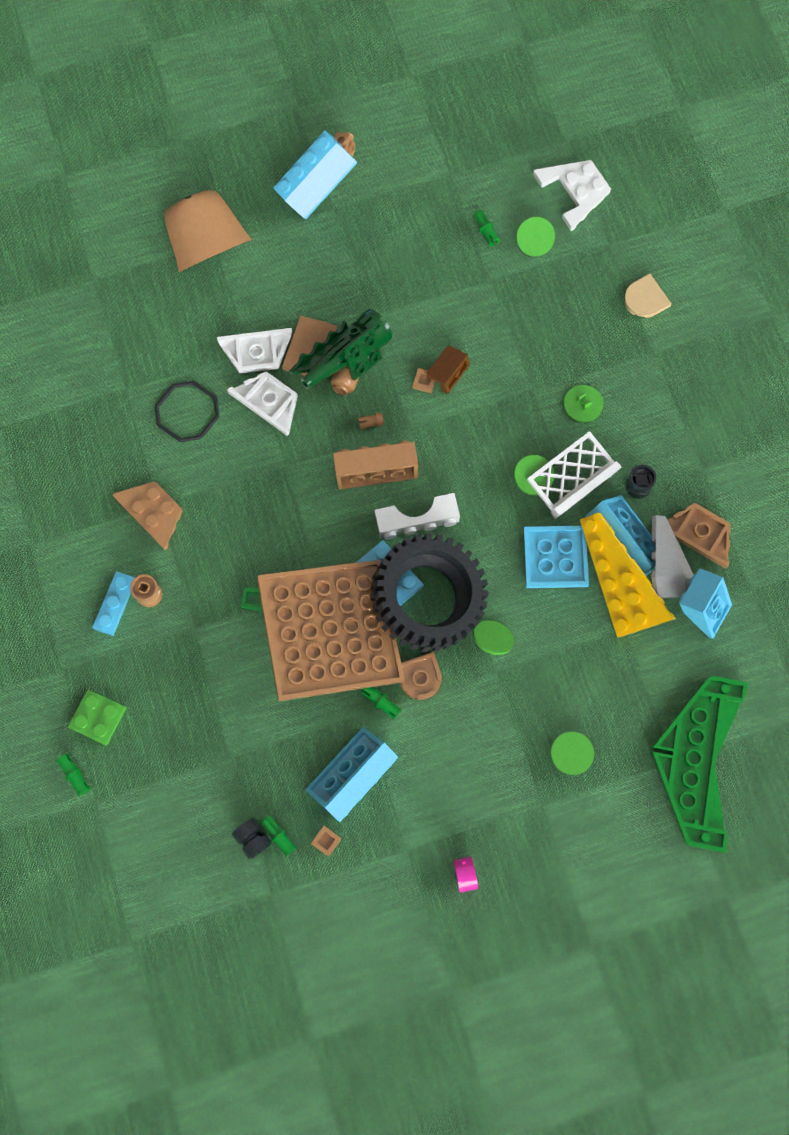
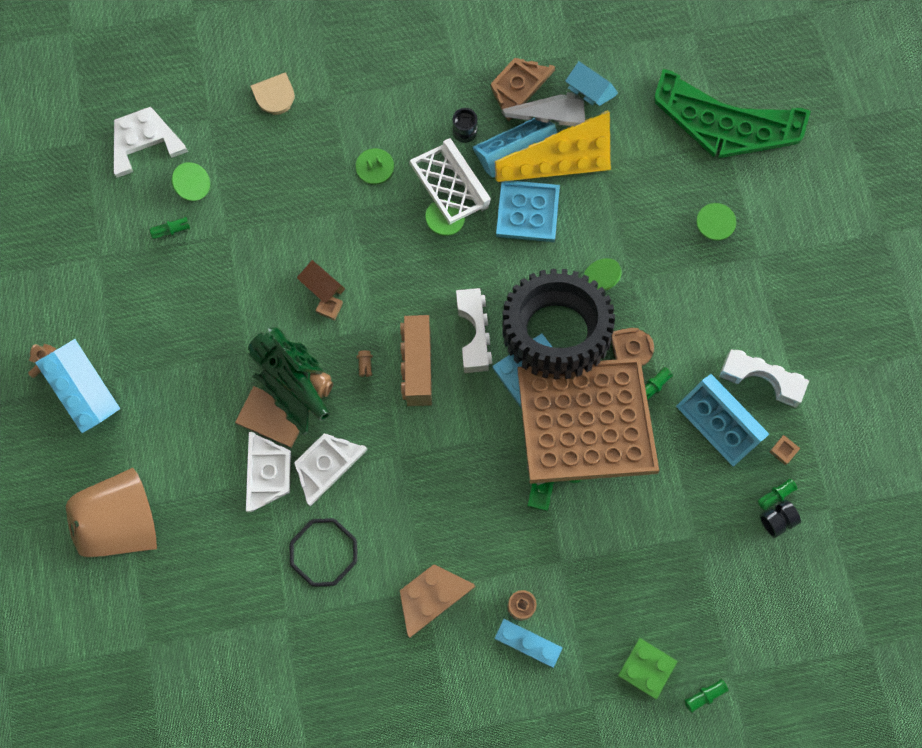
camera: 85 degrees left, 0 degrees up
(394, 842) = (788, 386): none -> white arch
(465, 874) = (822, 326): dark pink piece -> none

